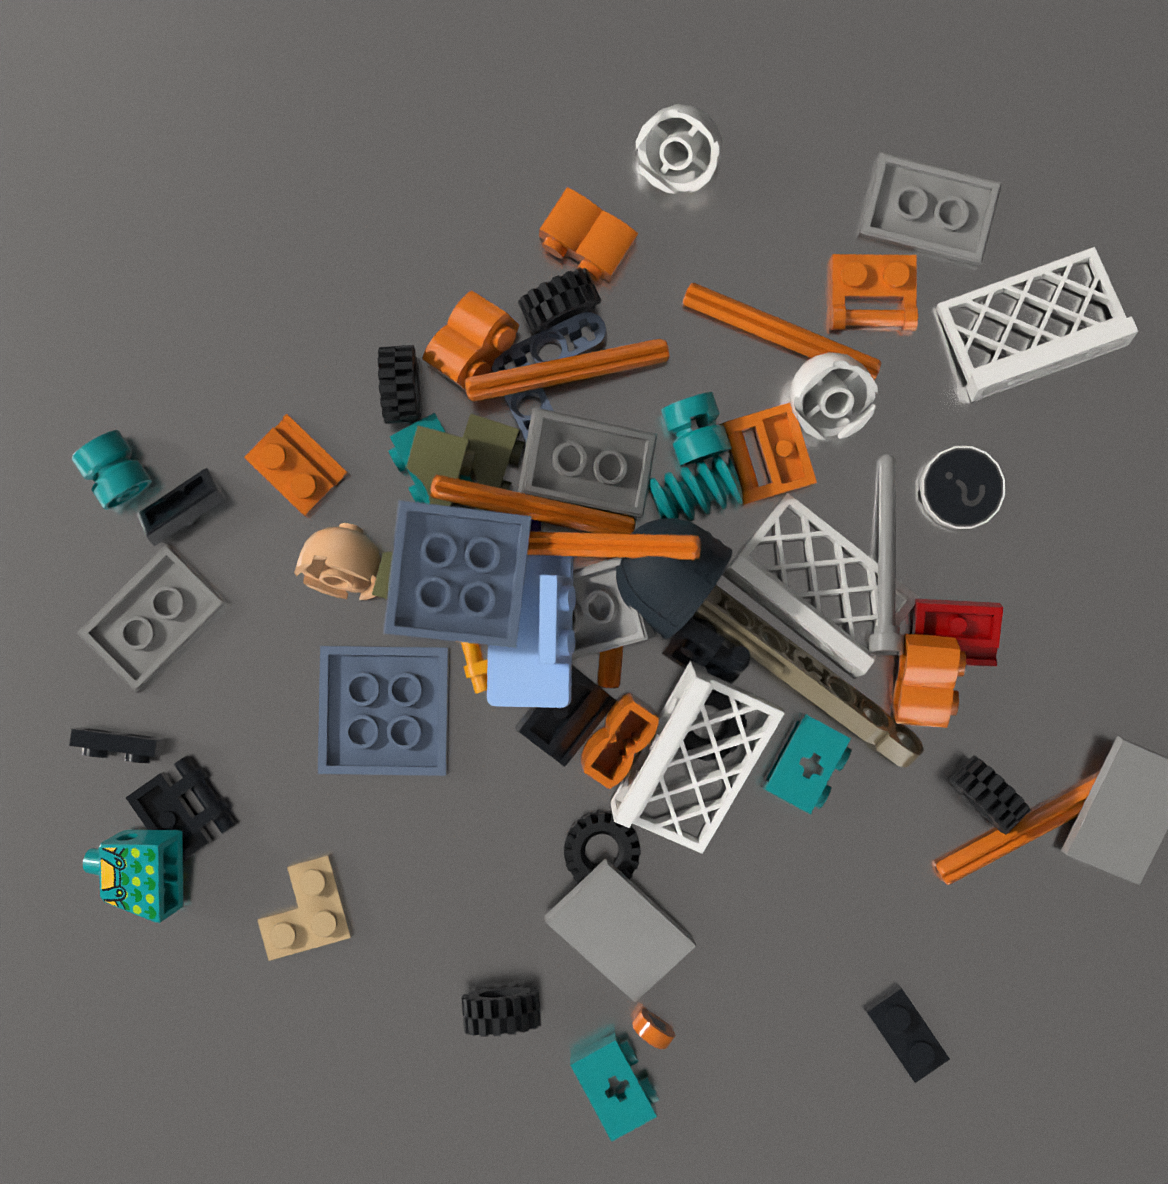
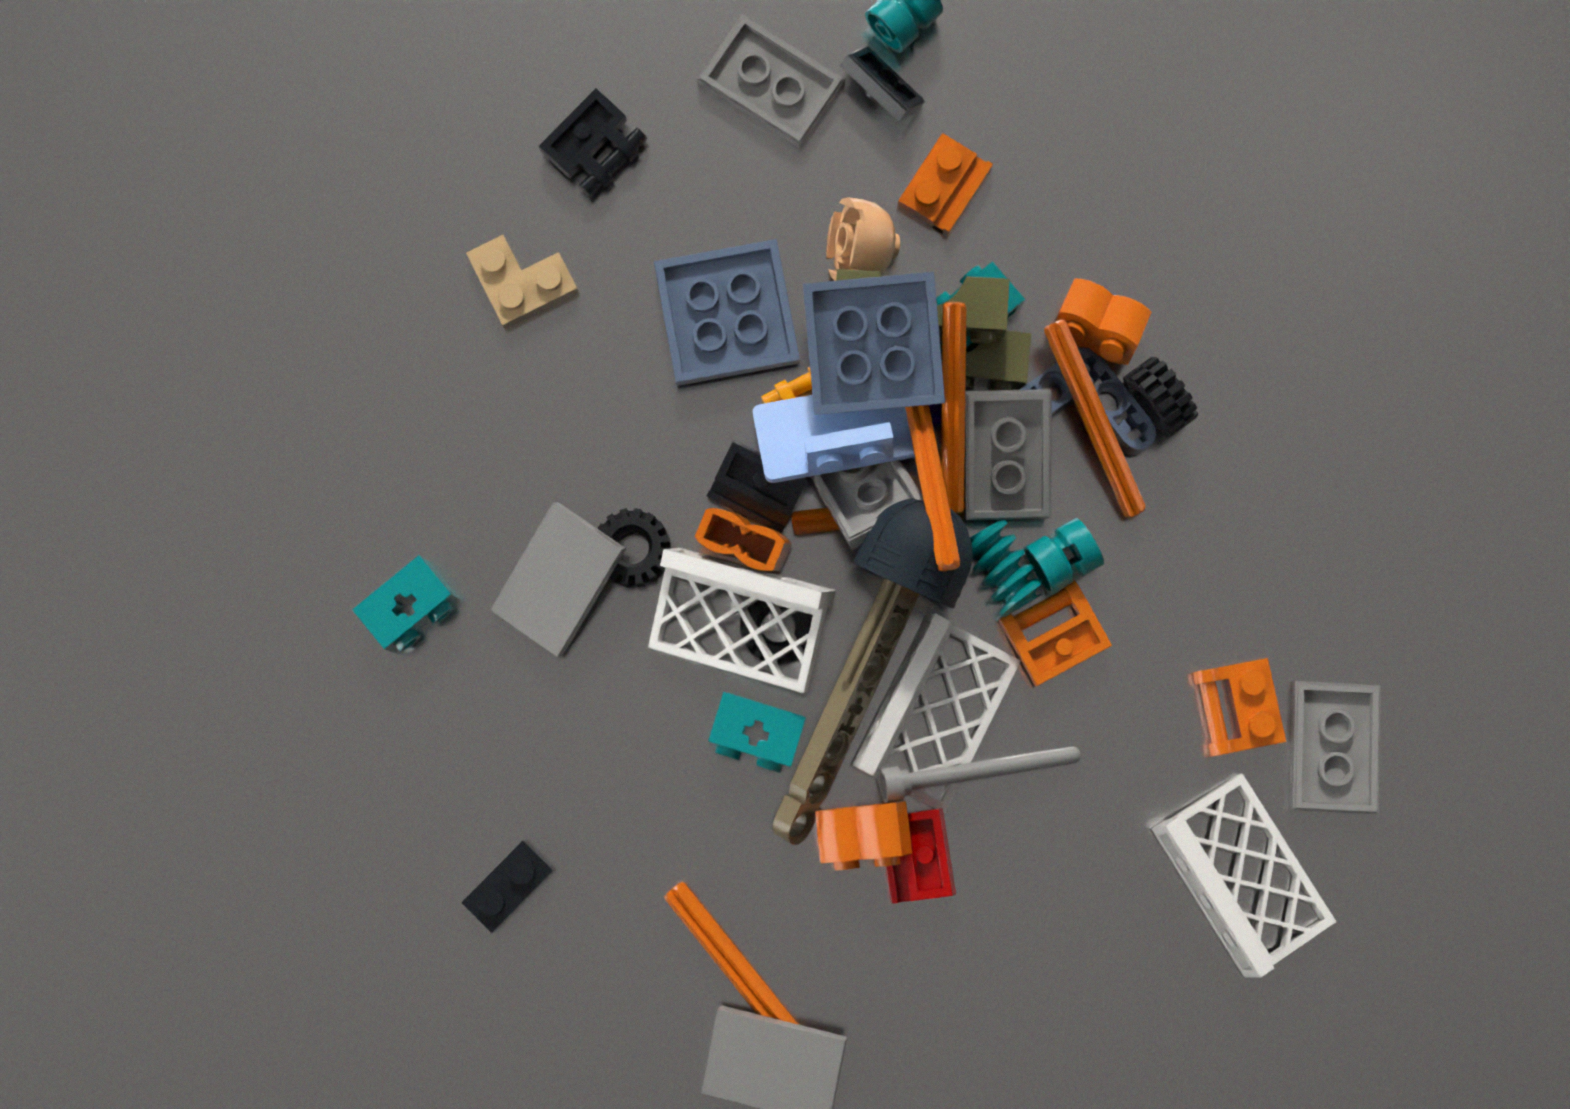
camera: 80 degrees right, 5 degrees down
(135, 746) = (645, 88): black plate -> none
(140, 872) = (528, 115): teal torso -> none
(399, 384) = (1045, 260): black tyre -> none
(501, 1010) = (459, 478): black tyre -> none
(587, 235) = (1230, 413): orange brick -> none
(653, 1029) = (467, 632): orange tile -> none
(679, 149) = (1336, 482): white cylinder -> none
(701, 644) = (853, 598): black plate -> none
(770, 327) = (1178, 624): orange axle -> none
(832, 395) = (1126, 682): white cylinder -> none
(962, 487) = (1063, 834): black tile -> none
(990, 794) = (762, 918): black tyre -> none

